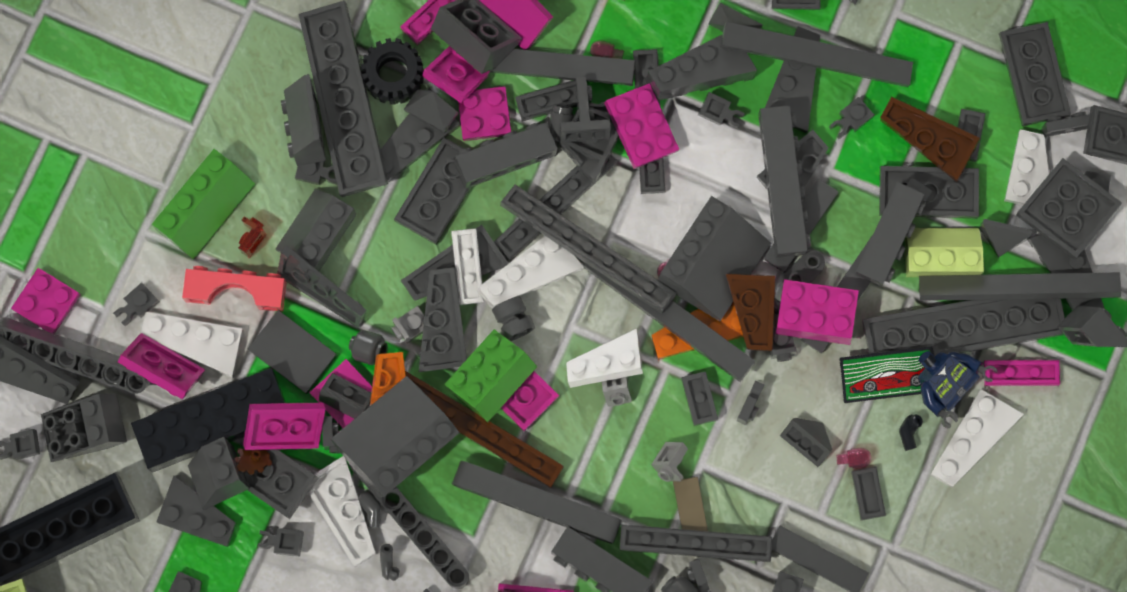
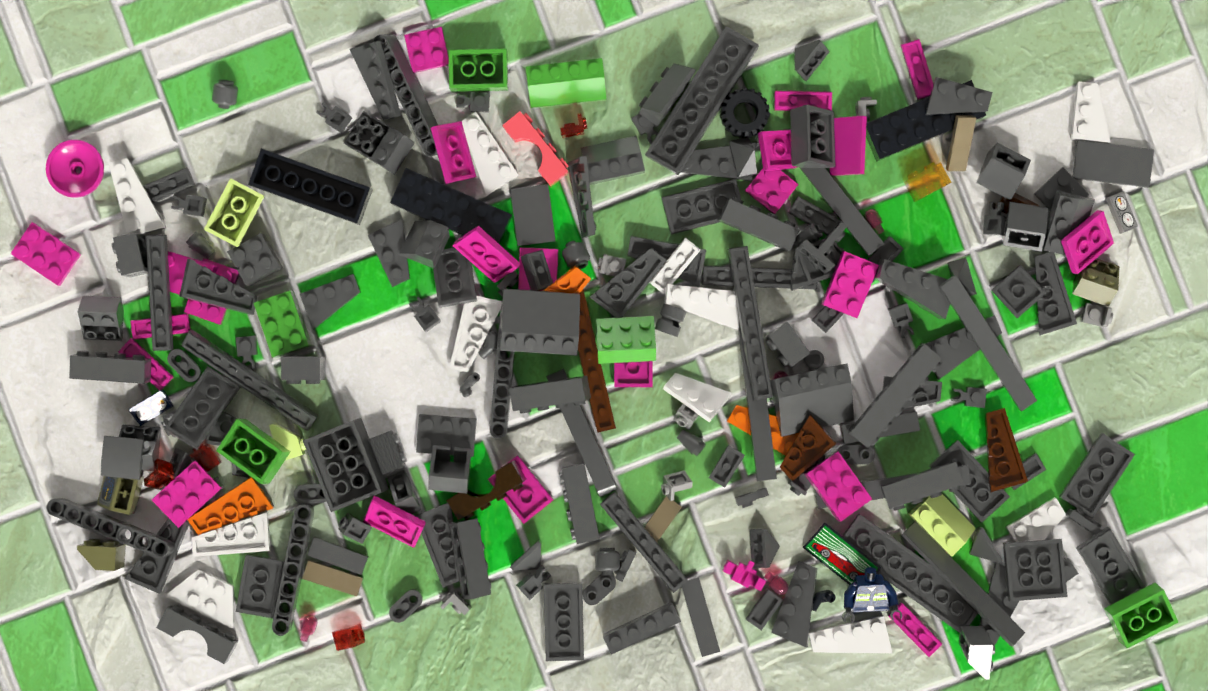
camera: 40 degrees right, 10 degrees up
(111, 270) = (478, 70): none -> bright green brick
(252, 460) = (450, 255): reddish brown piece -> none
(470, 492) = (550, 393): none -> dark grey brick
(641, 234) = (787, 344): none -> dark grey piece
(646, 409) = (691, 442): none -> dark grey cone
(679, 224) = (814, 359): none -> dark grey tile
(817, 480) = (744, 574): none -> dark pink piece
(897, 463) = (795, 613): none -> dark grey wing

